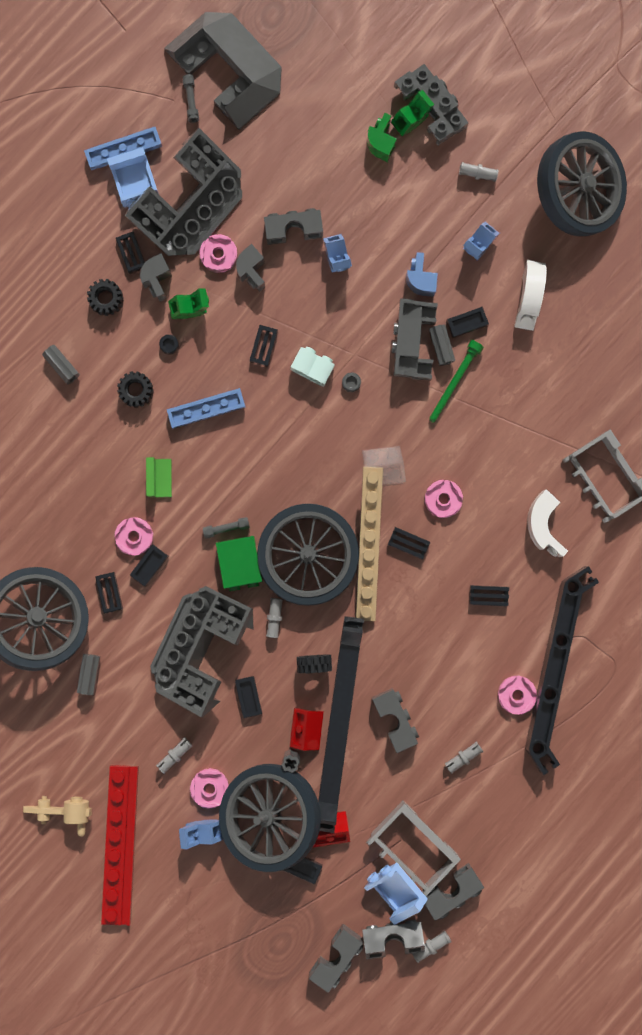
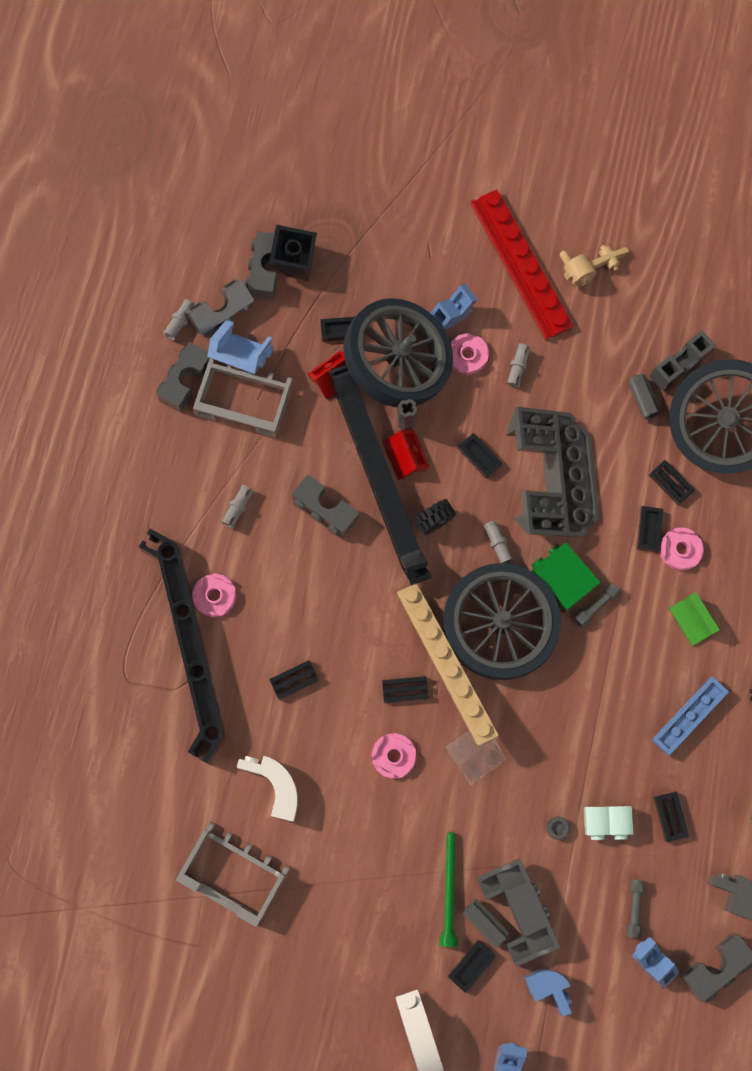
camera: 155 degrees right, 10 degrees down
(39, 686) = (683, 361): none -> dark grey arch
(307, 957) = (293, 251): none -> black slope
(318, 310) = (634, 929): none -> dark grey bar

